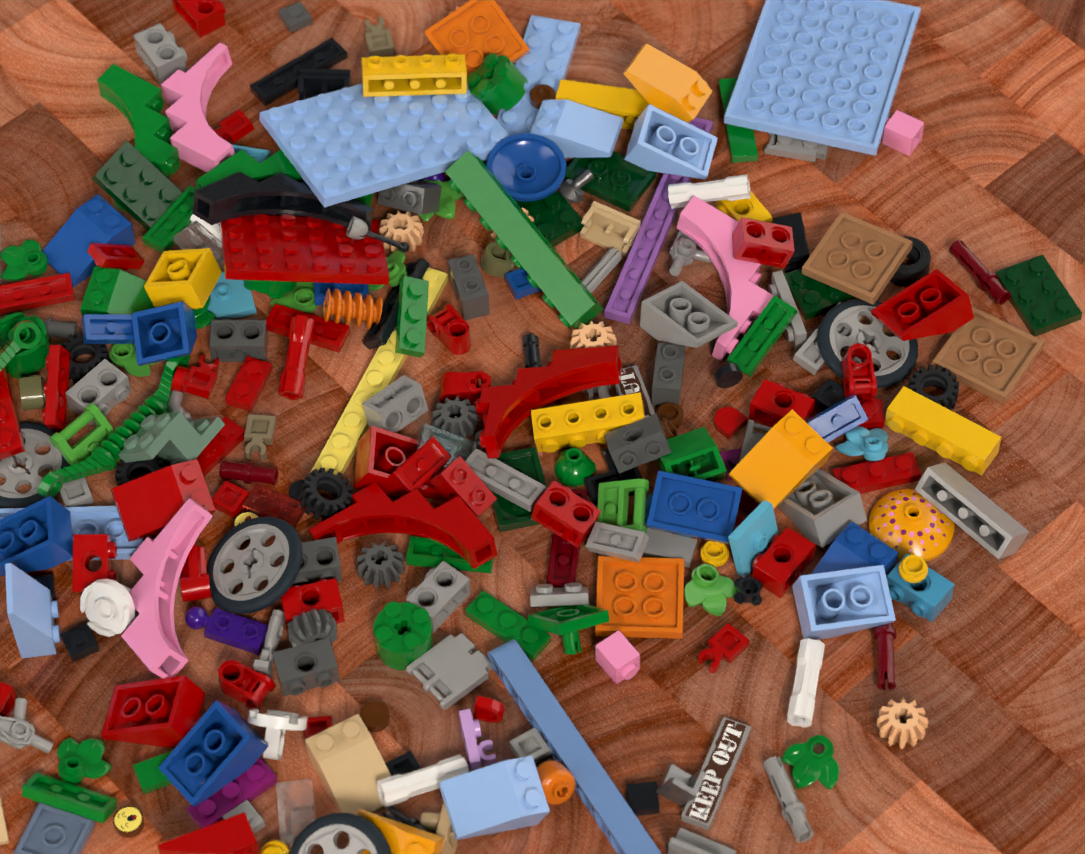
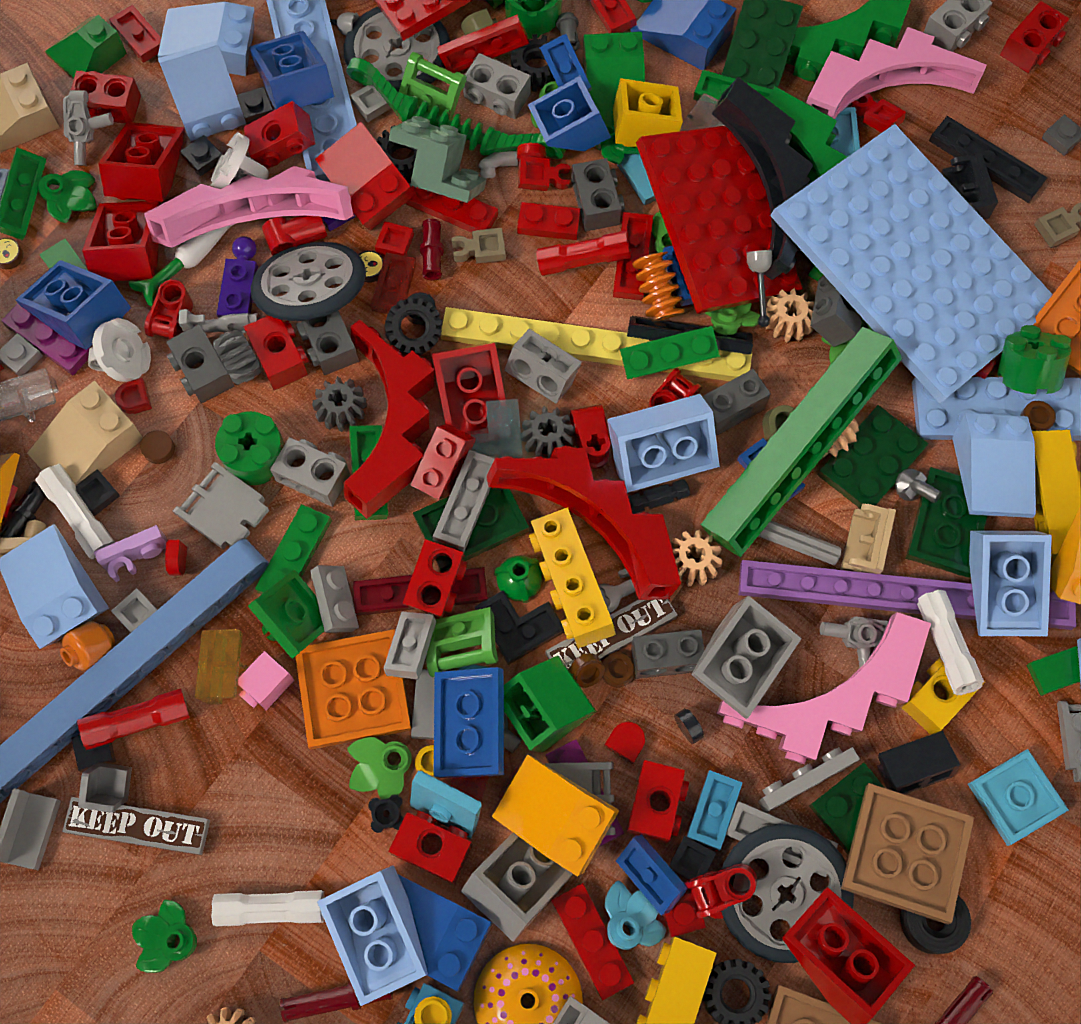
camera: 75 degrees right, 15 degrees up
(72, 686) = (142, 162): none -> red slope
(115, 256) = (667, 50): red plate -> none
(192, 669) = (186, 256): none -> piece
(414, 75) = (1005, 264): yellow brick -> none
(421, 465) = (462, 409): red plate -> none
(494, 333) = (664, 442): none -> light blue brick
(528, 157) = (923, 404): blue dish -> none
(597, 683) = (219, 665): none -> clear yellow panel
(627, 756) = (108, 726): none -> red axle
(637, 443) = (544, 637): dark grey brick -> none
(725, 645) = (304, 802): red plate -> none
(762, 335) = (753, 755): green plate -> none
(763, 242) = (876, 728): red brick -> none
(792, 809) = (95, 925): light grey pin -> none
(795, 374) = (714, 810): none -> dark azure plate
(829, 191) = (1018, 797): none -> medium azure plate

